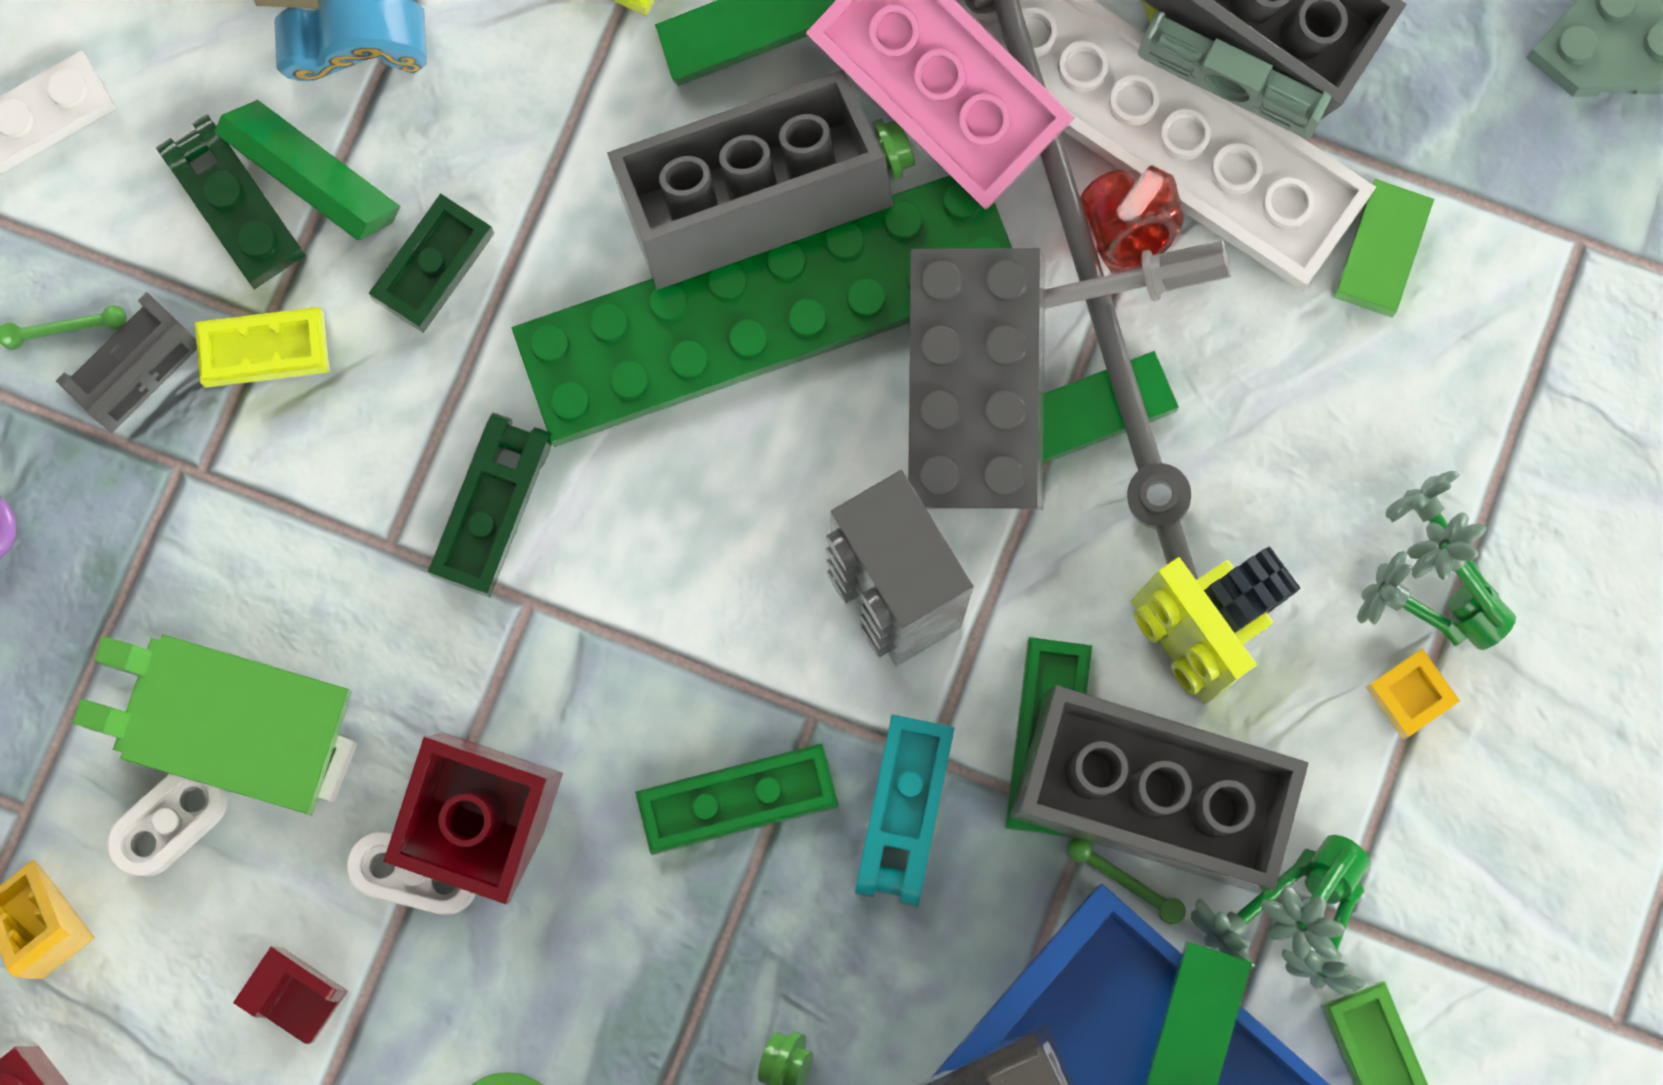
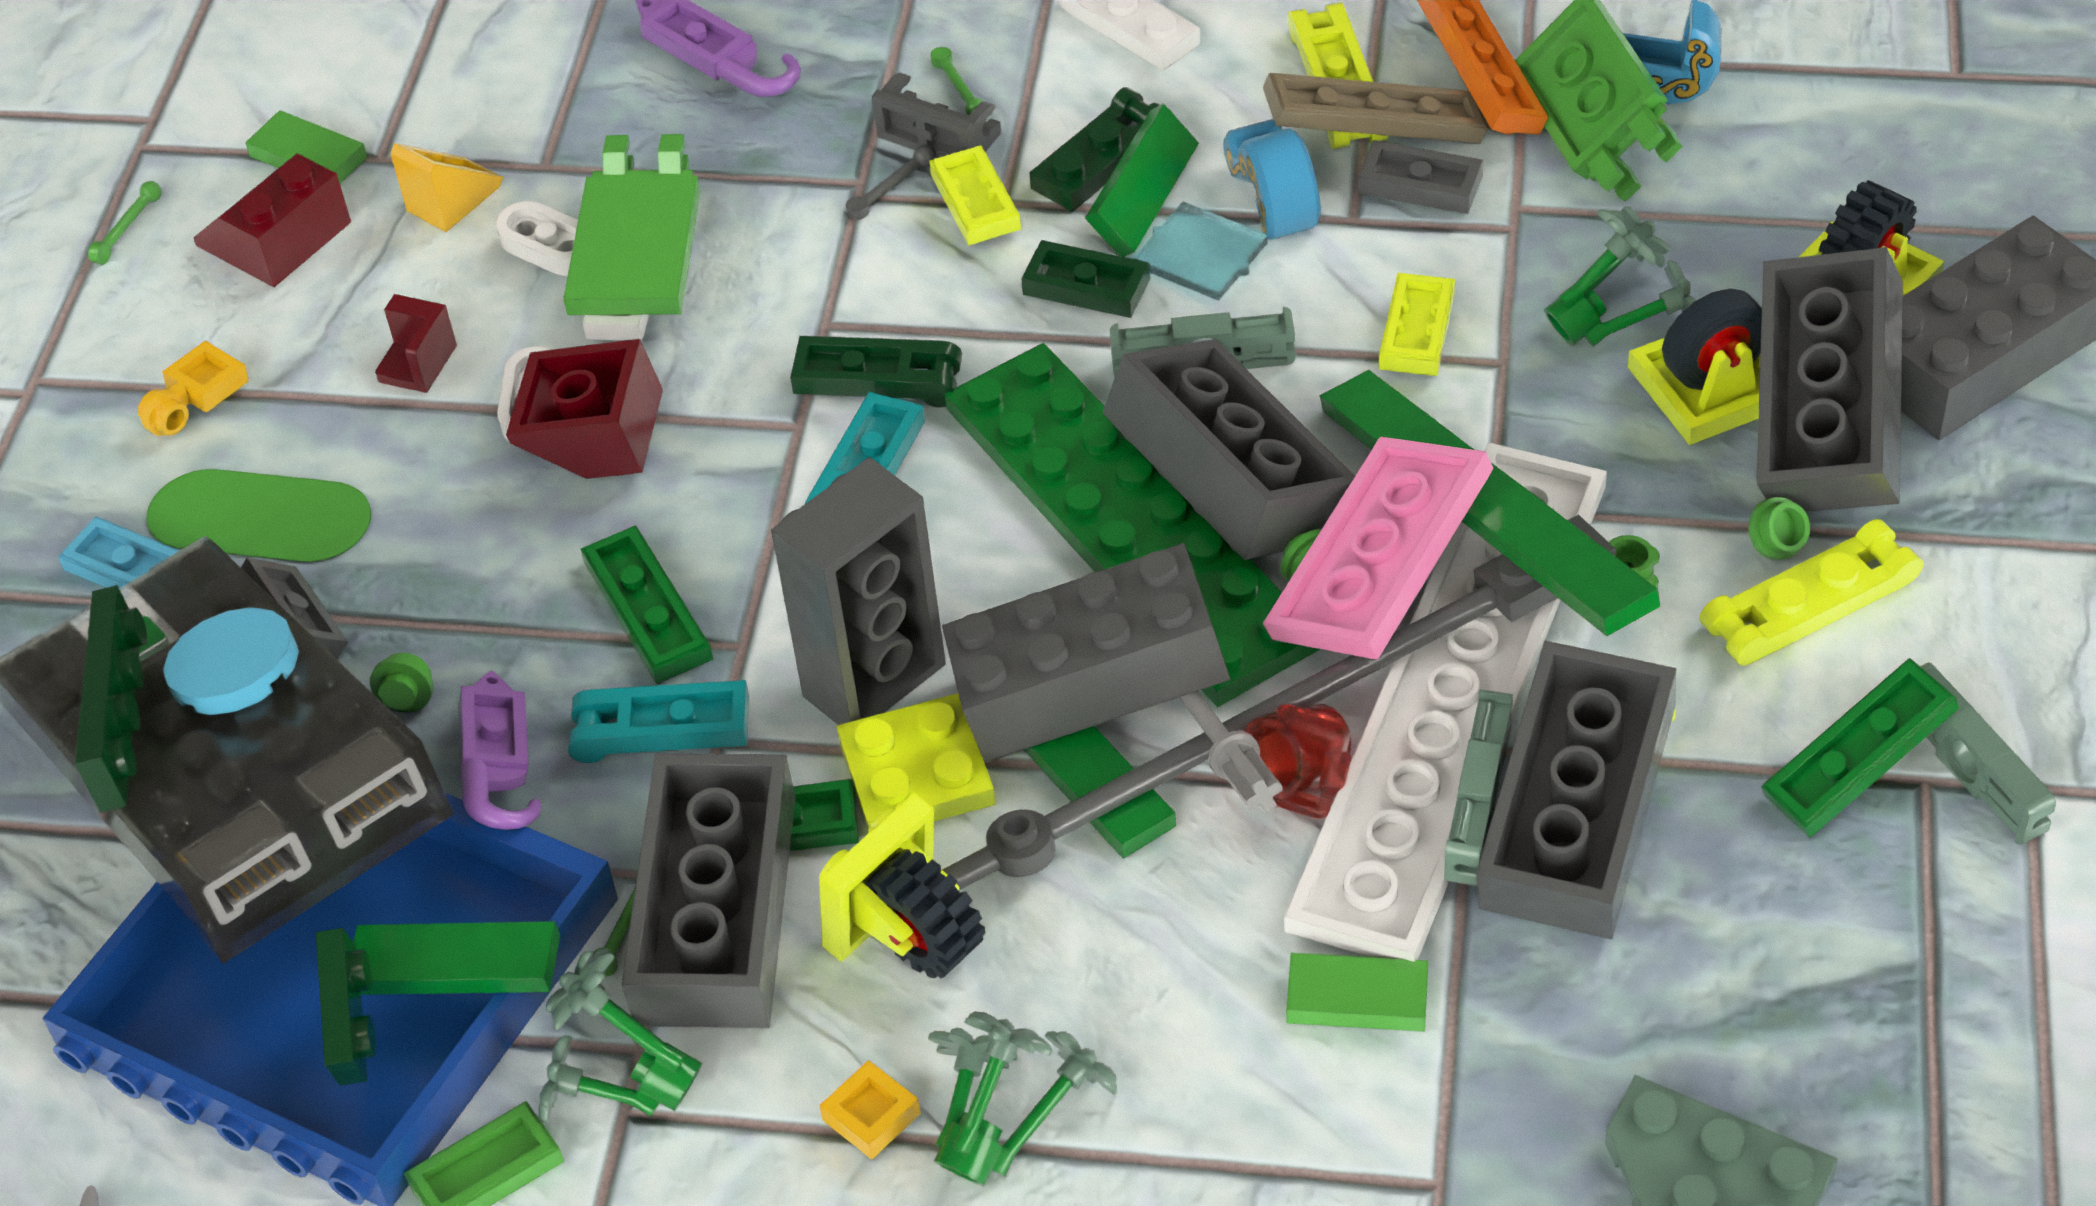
camera: 80 degrees right, 30 degrees down
(222, 474) = (858, 206): none -> dark grey hinge
(414, 141) = (1201, 250): none -> clear light blue piece
(568, 172) = (1251, 340): none -> sand green piece
(623, 542) = (880, 430): none -> teal plate
(914, 978) = (493, 751): none -> medium lavender plate
(1024, 574) = (917, 751): none -> neon yellow plate

